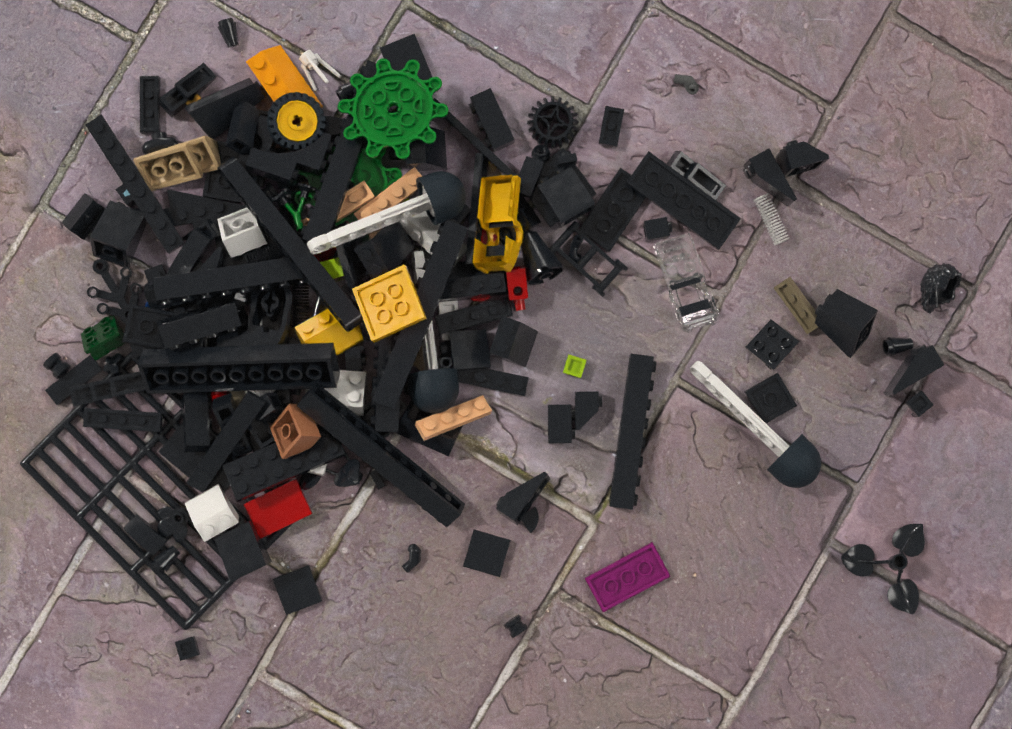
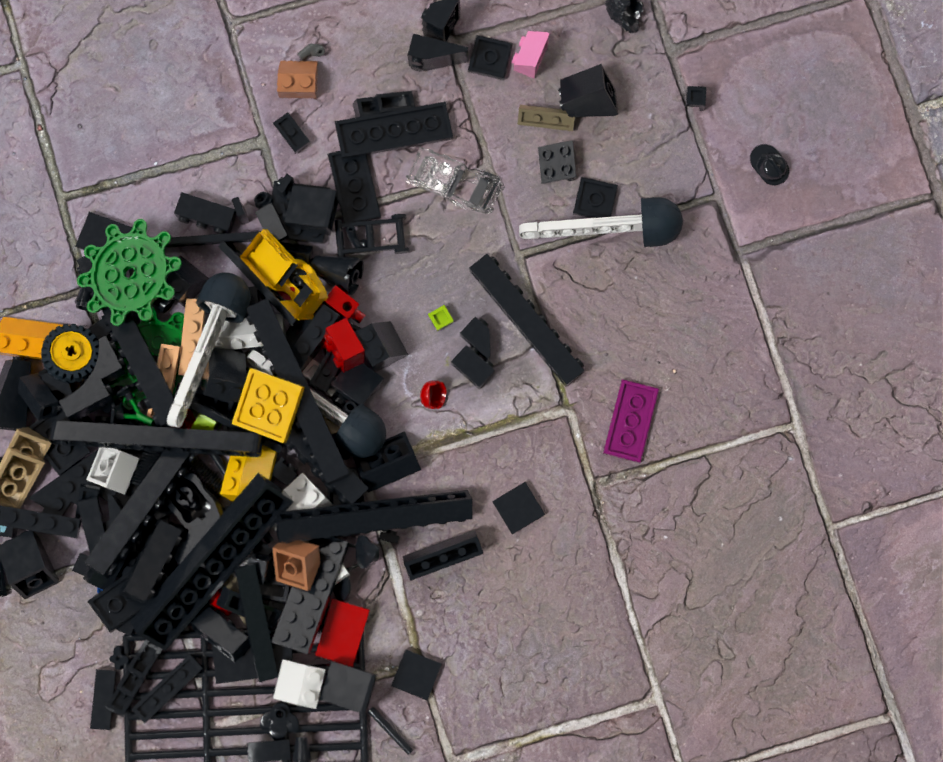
camera: 50 degrees left, 5 degrees down
(56, 365) = (80, 702): black wheel -> none
(102, 337) = (92, 647): dark green bracket -> none
(116, 294) = (71, 607): black plant -> none
(240, 608) = (390, 731): none -> black bar
(310, 61) = (37, 305): white plant -> none
(400, 530) = (442, 555): none -> black brick
(414, 557) = (474, 567): black arm -> none
(453, 418) = (396, 439): light nougat plate -> none
(486, 316) = (344, 345): none -> red brick
(494, 380) = (397, 385): black plate -> none
(512, 413) = (433, 394): none -> red hair
(515, 626) = (592, 535): black wheel -> none
(517, 144) = (239, 208): none -> black tile
(520, 499) = (501, 445): black slope -> none
(531, 519) = (523, 453): black tile -> none
(545, 118) = (242, 173): black gear -> none
(656, 92) = (297, 79): none -> nougat slope
(657, 229) = (396, 167): black brick -> none
(768, 223) = (443, 79): white piece -> none
(806, 220) = (490, 57): none -> black tile
(838, 248) = (531, 53): none -> bright pink slope
(894, 346) = (639, 76): black cone -> none
(911, 542) = (792, 194): black plant -> none
(915, 366) = (667, 72): black slope -> none
(918, 503) = (769, 164): none -> black piece

